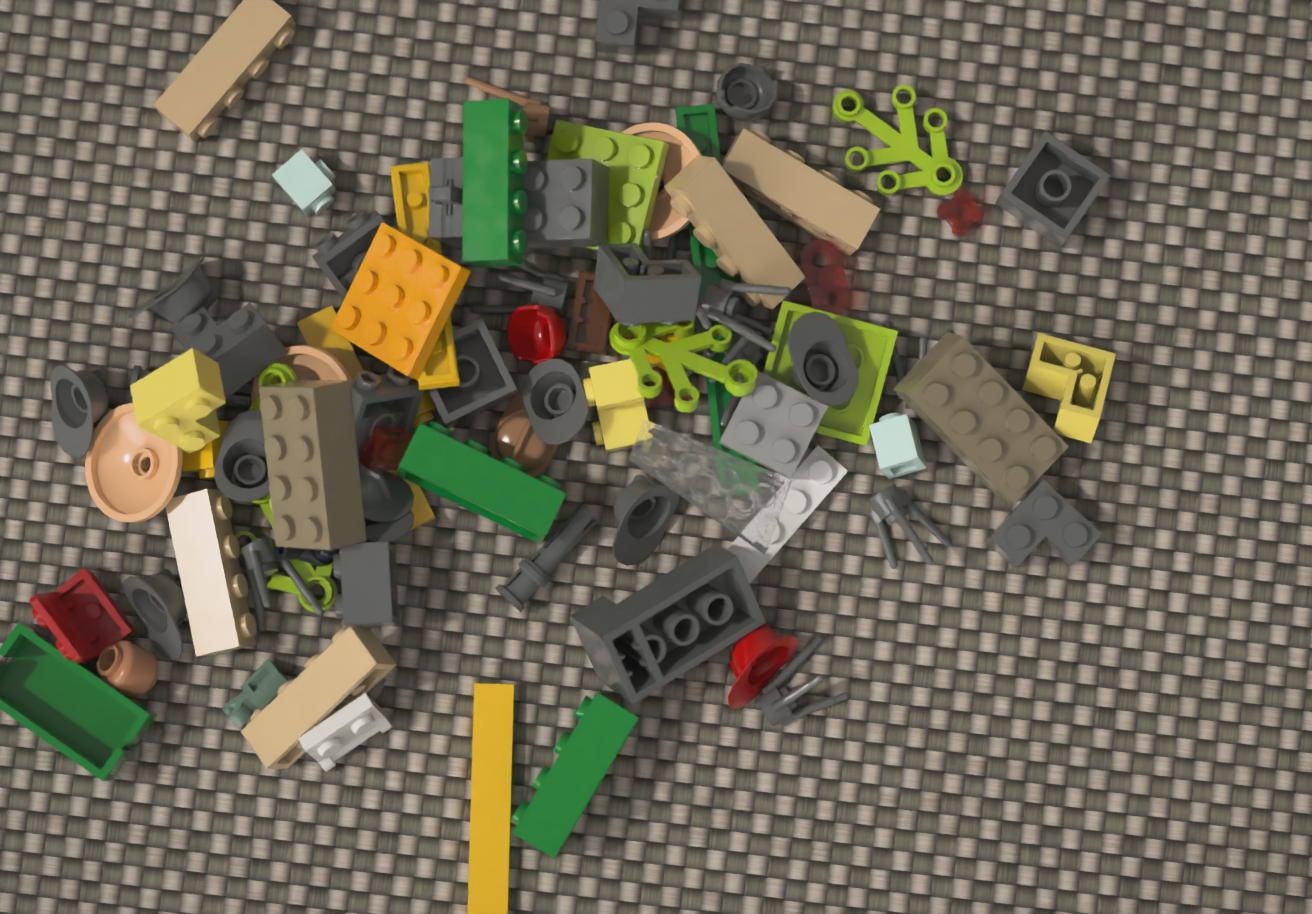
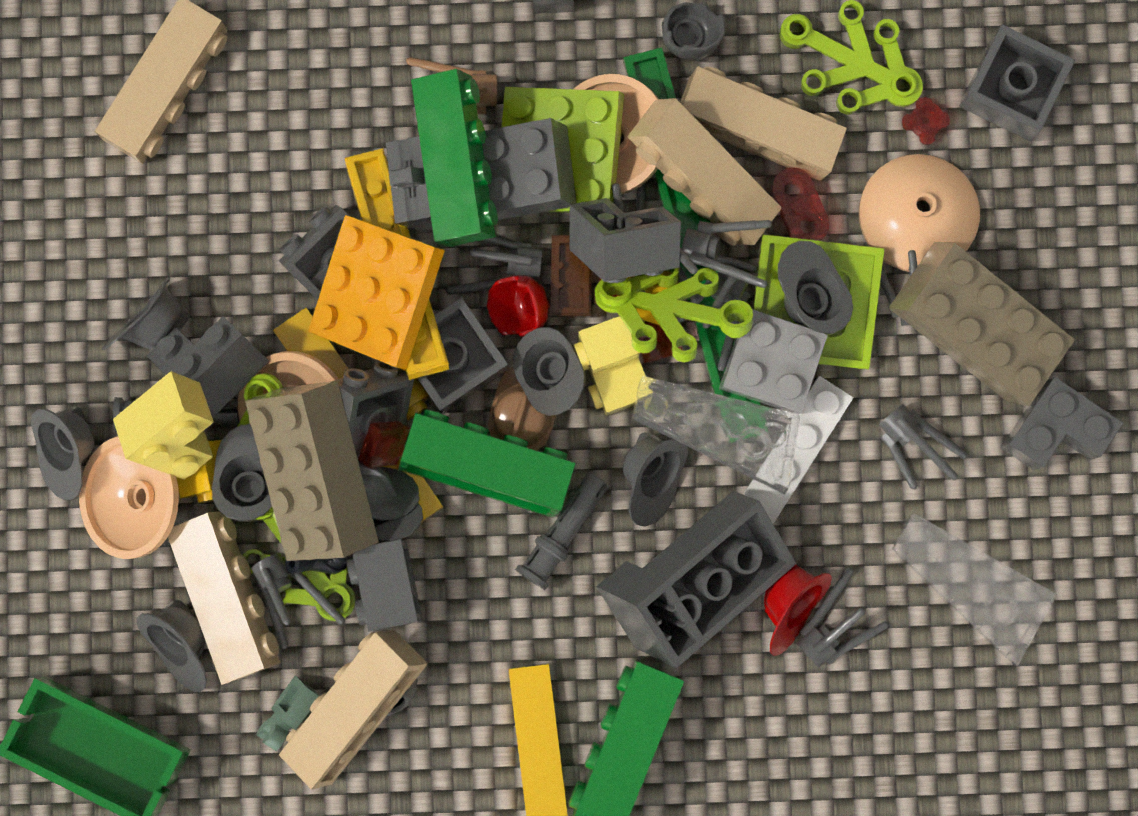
camera: 10 degrees left, 0 degrees up
(81, 617) = (98, 663): red bracket -> none
(128, 668) = (153, 707): nougat head -> none
(306, 183) = (262, 187): light aqua brick -> none
(344, 731) = (384, 738): white plate -> none
(897, 445) = (900, 363): light aqua brick -> none
(912, 304) = (895, 223): none -> light nougat dish
(944, 676) = (981, 589): none -> clear wing
(1076, 377) = (1070, 268): light yellow brick -> none

